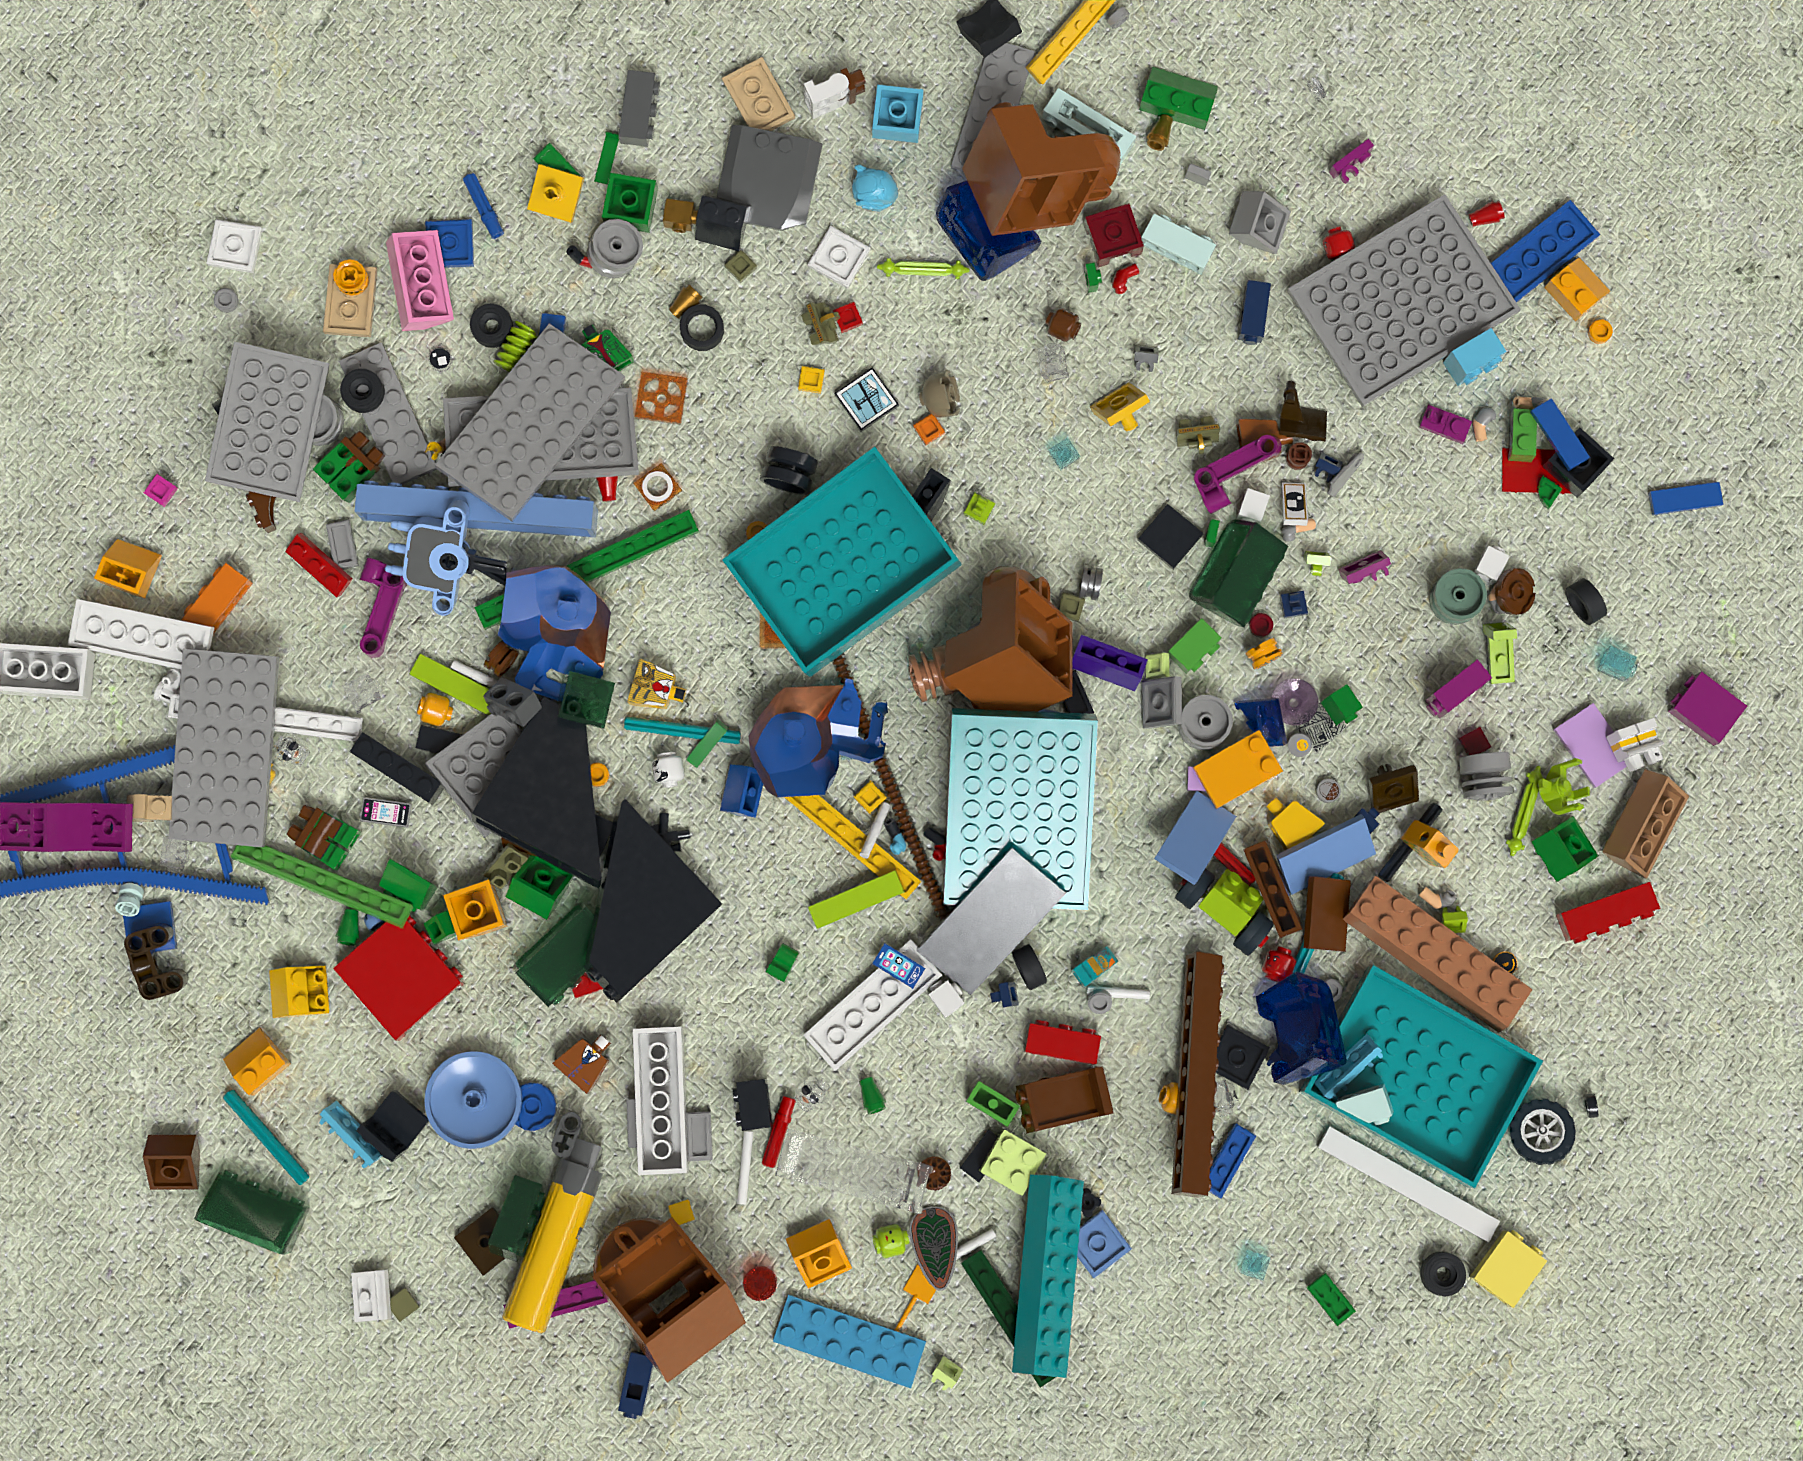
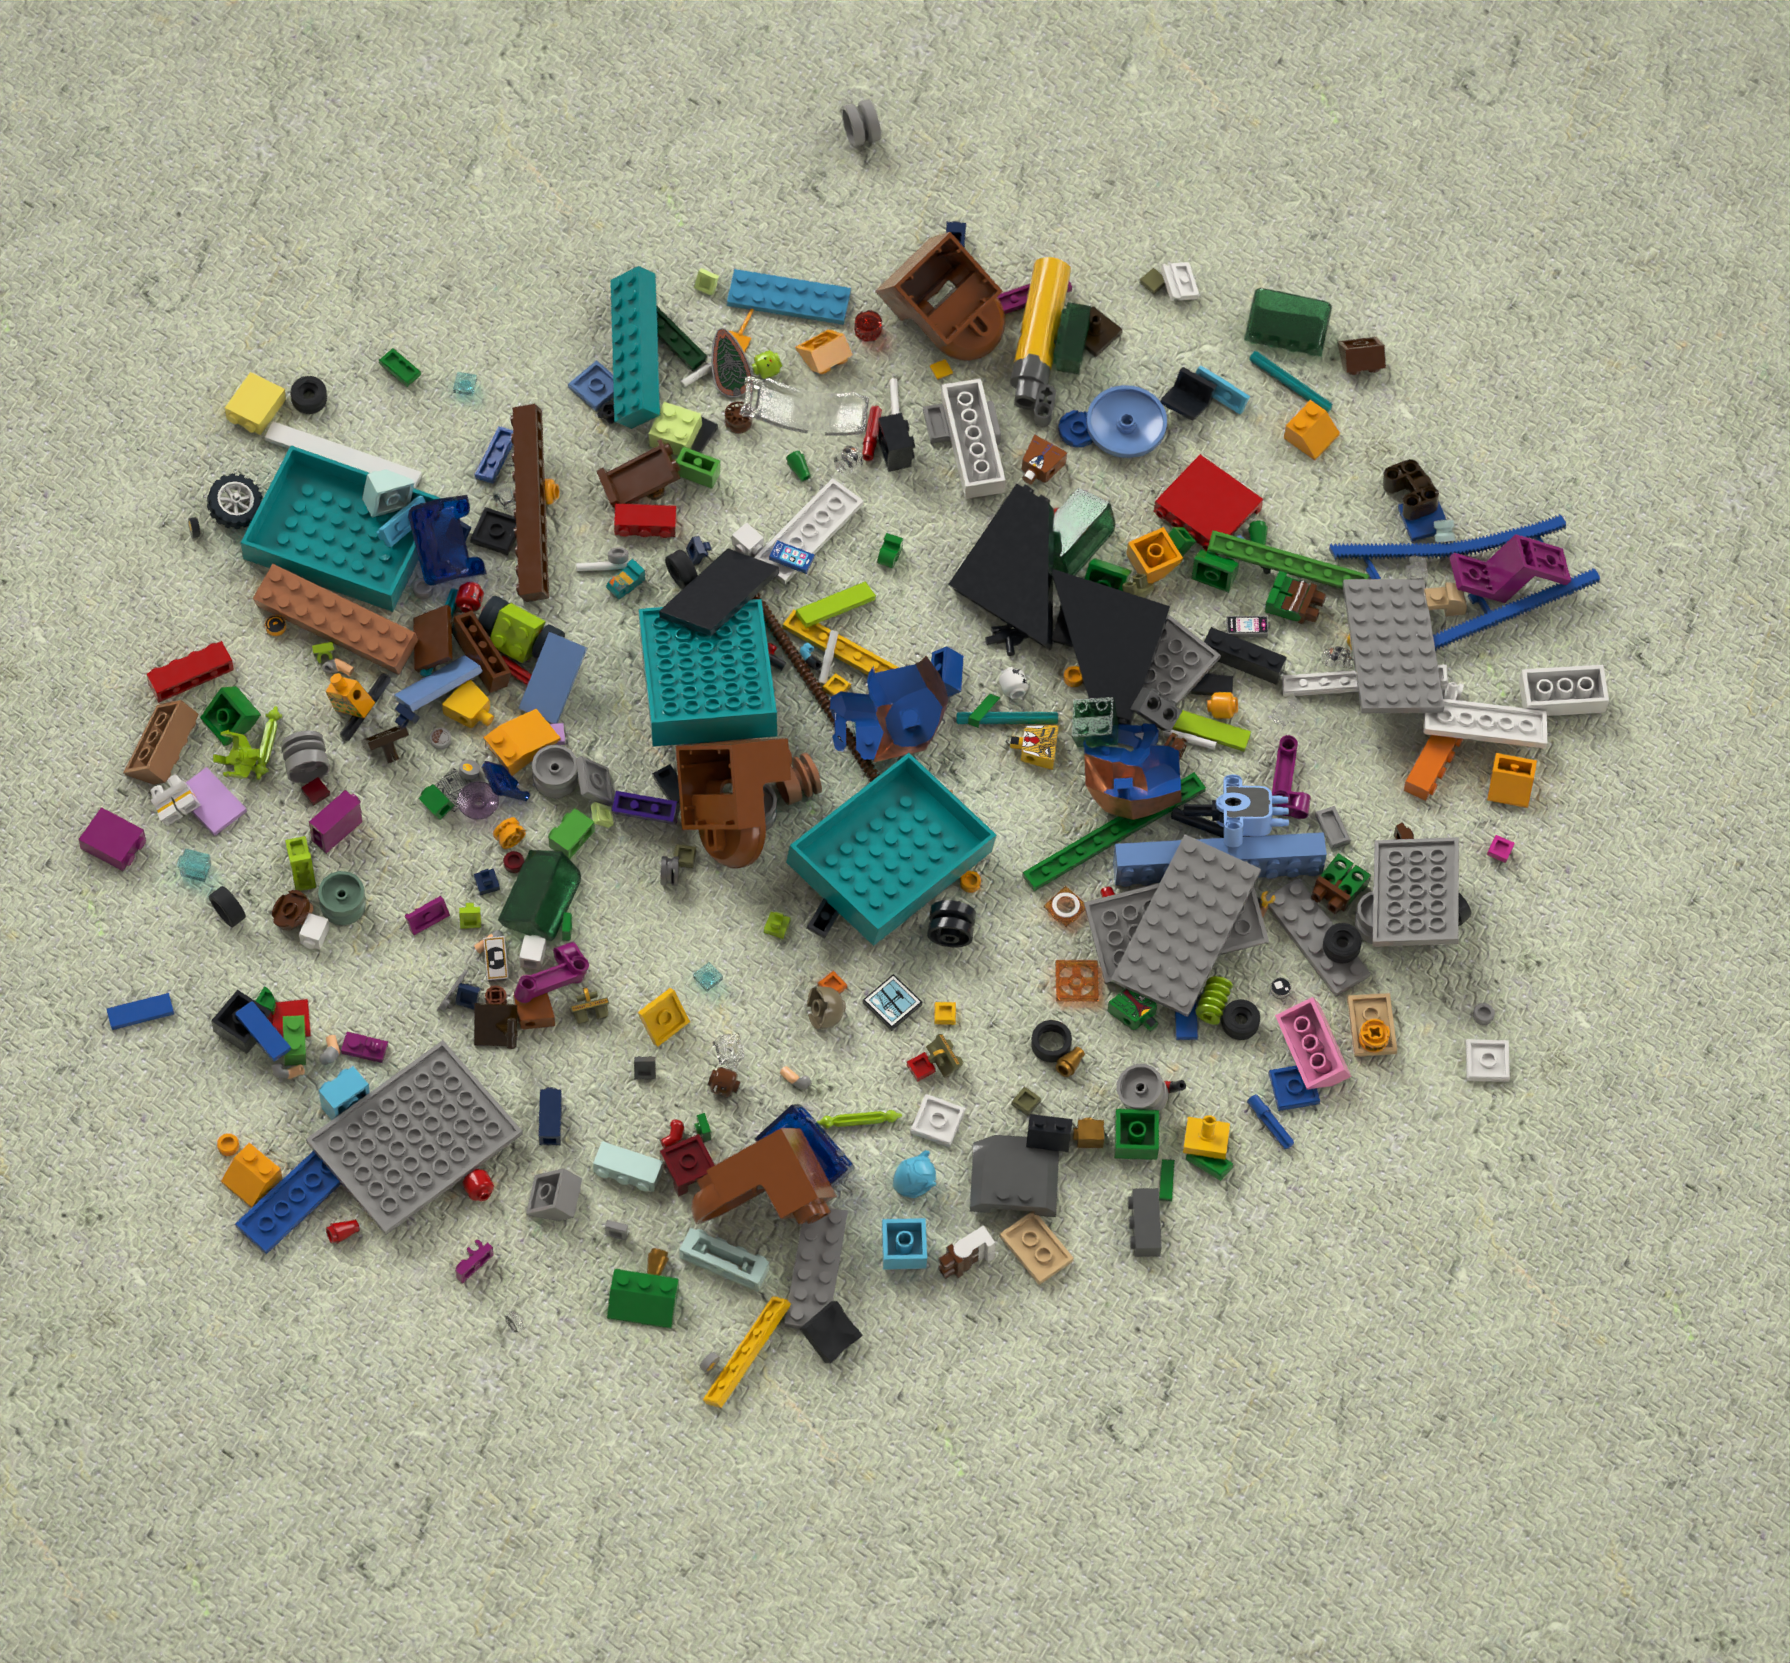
camera: 170 degrees right, 20 degrees down
(299, 991) = (1288, 484): yellow slope -> none
(318, 565) = (1348, 806): red plate -> none
(985, 320) = (793, 1078): none -> arm
(1170, 536) = (603, 923): black tile -> none

